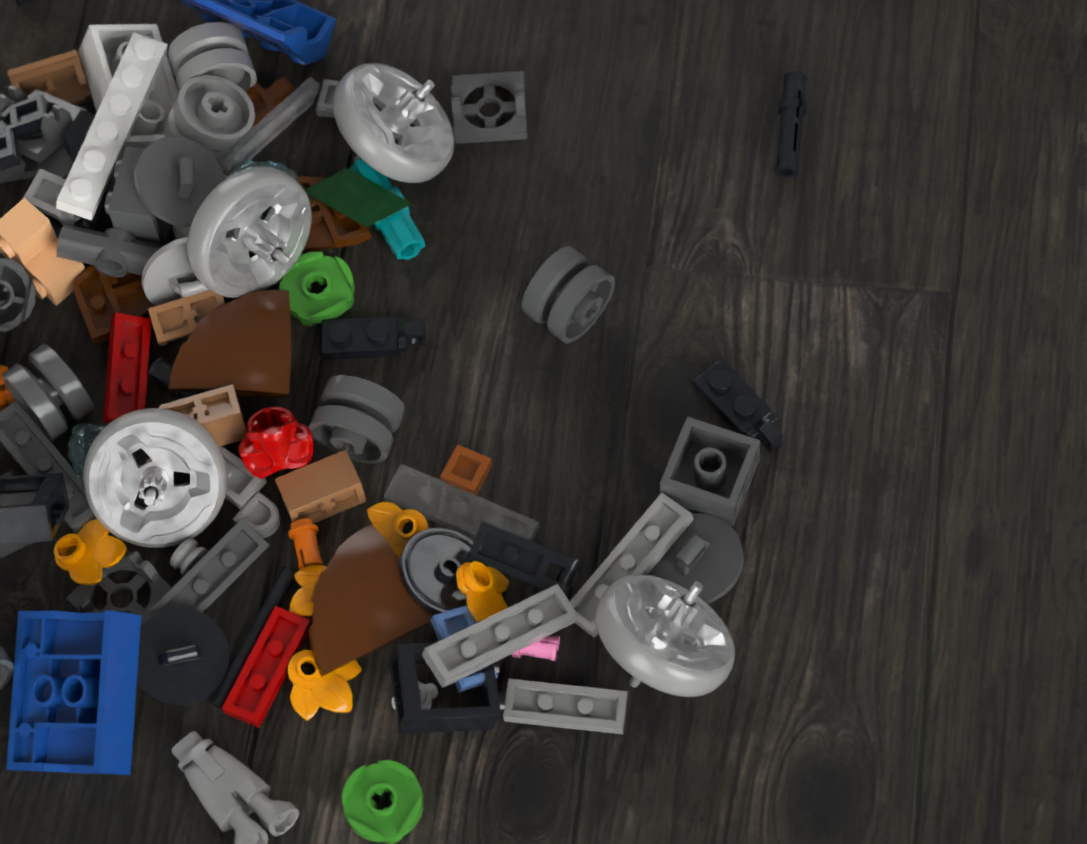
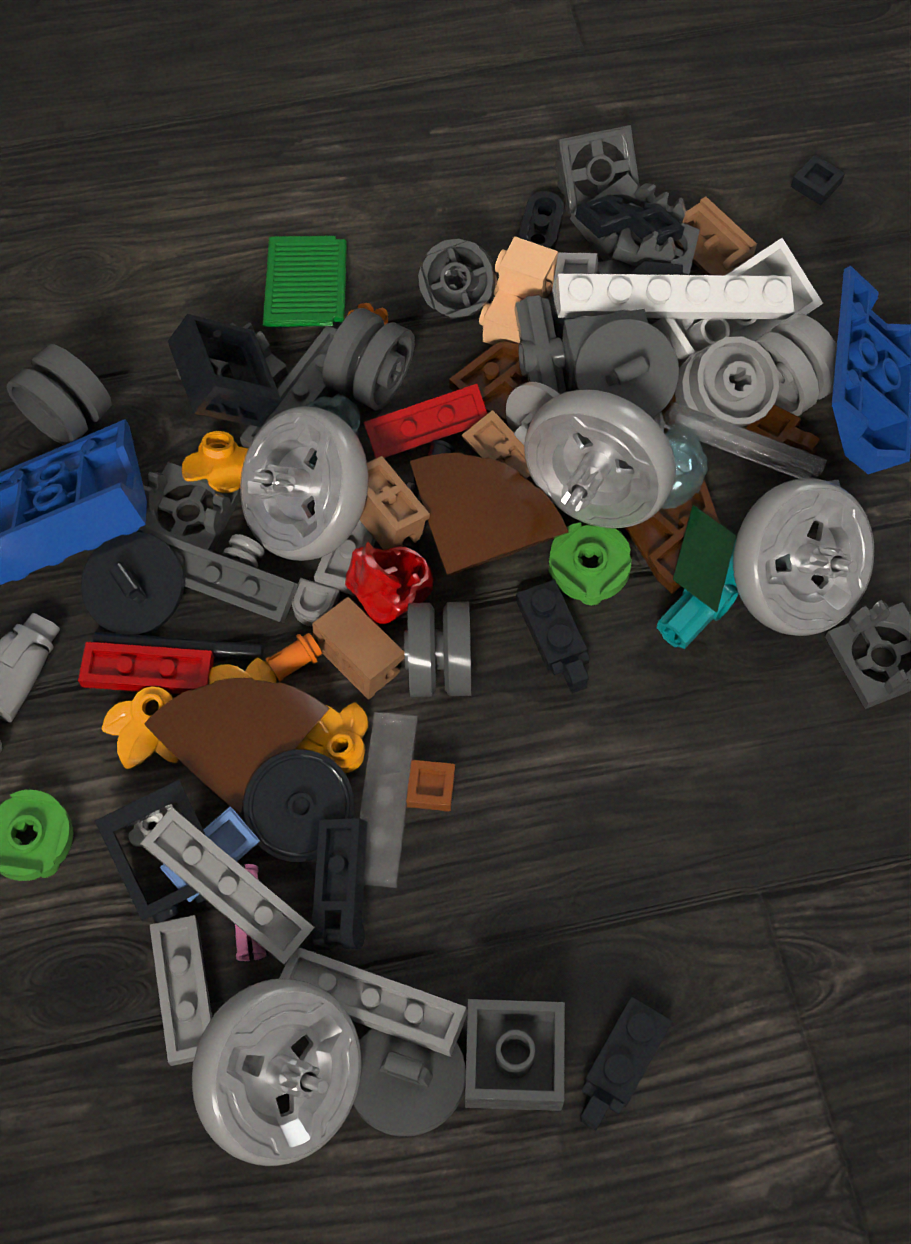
camera: 65 degrees right, 0 degrees up
(482, 589) = (281, 859): light orange plate -> none
(568, 294) = (674, 814): dark grey wheel -> none

